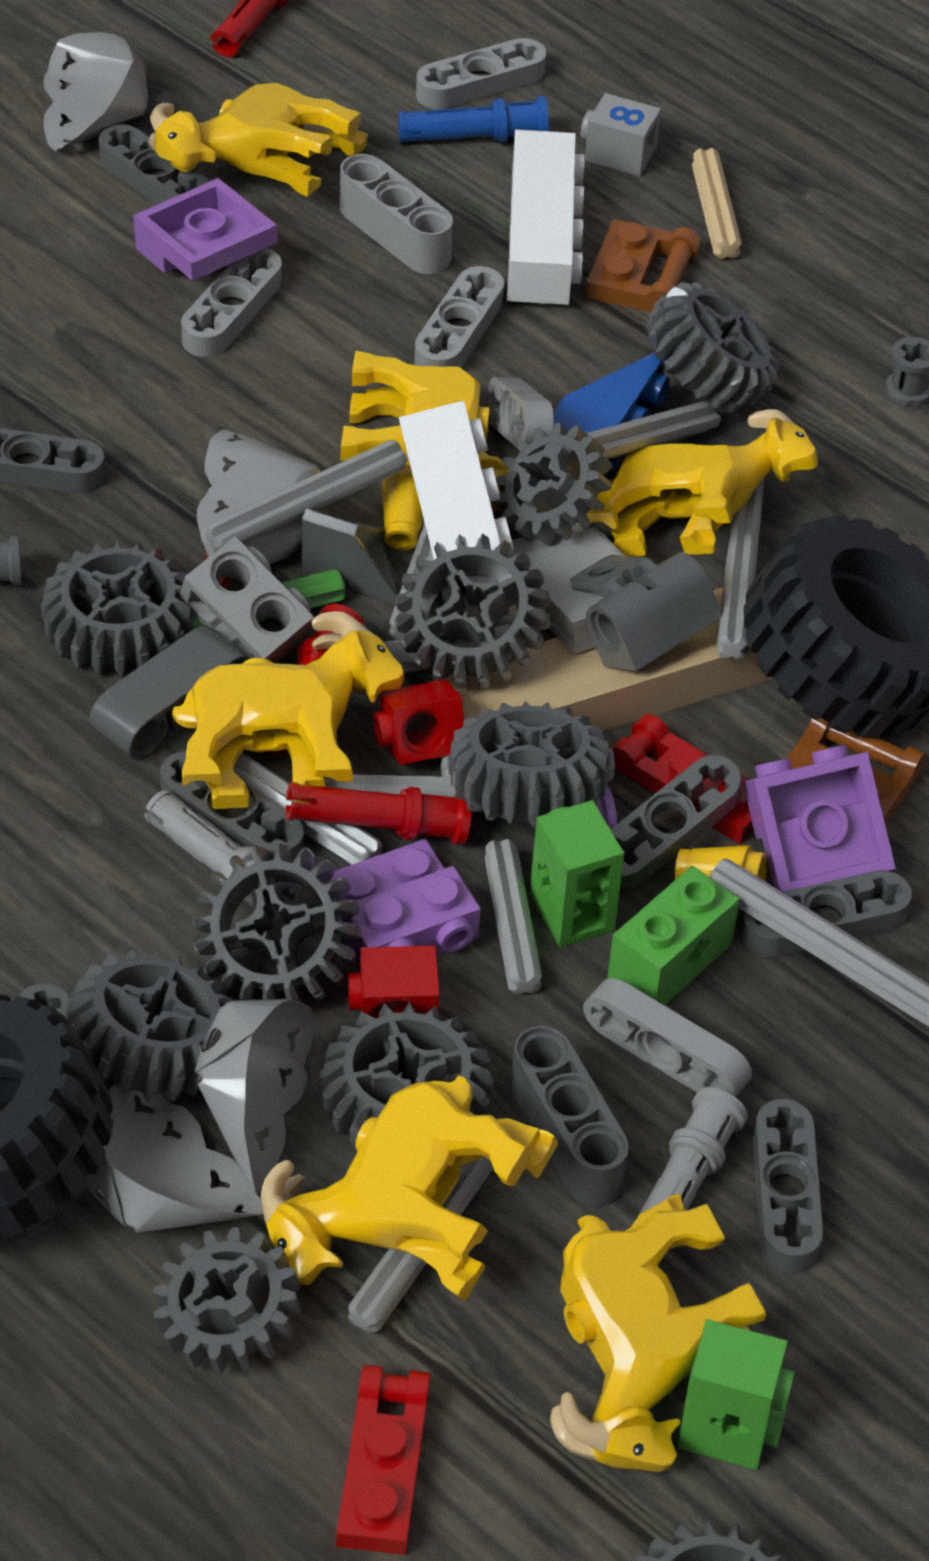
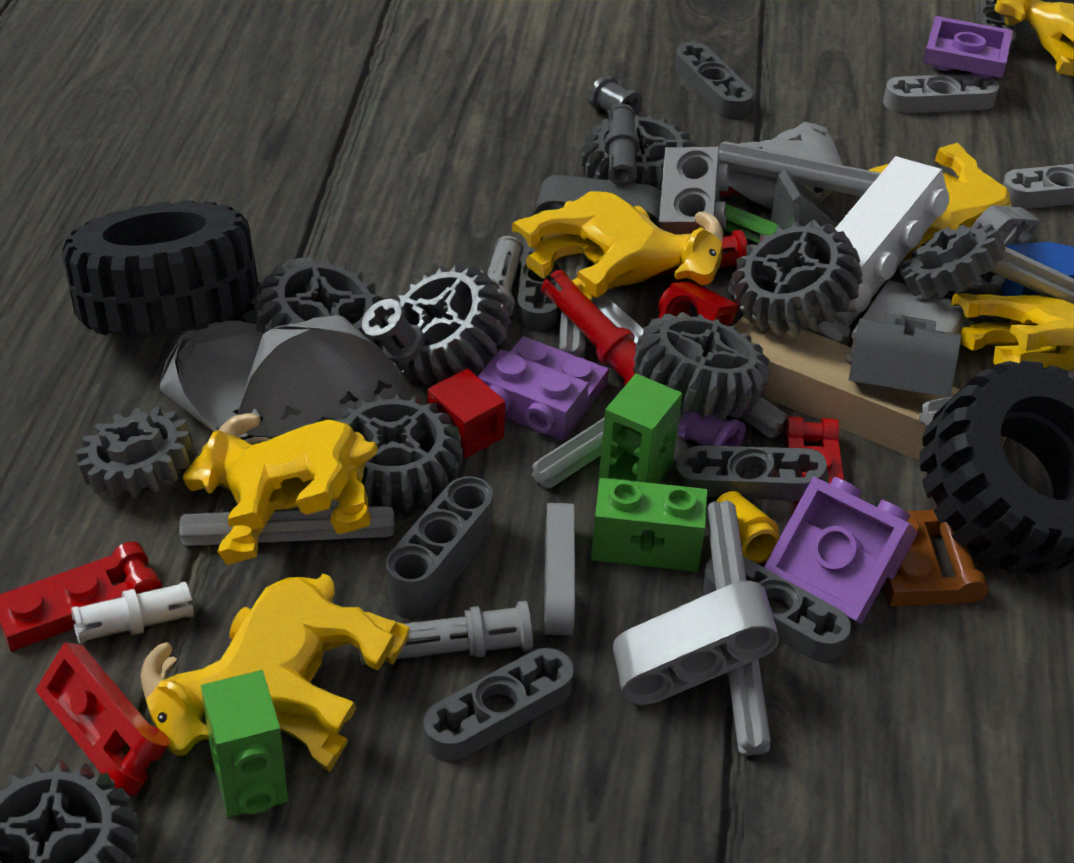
camera: 55 degrees right, 5 degrees down
(131, 607) = (622, 144): none -> dark grey pin
(270, 955) = (388, 333): none -> dark grey bush
(453, 1417) = (132, 612): none -> white pin
(585, 1505) = (101, 718): none -> red plate
(857, 994) = (695, 643): none -> light grey beam

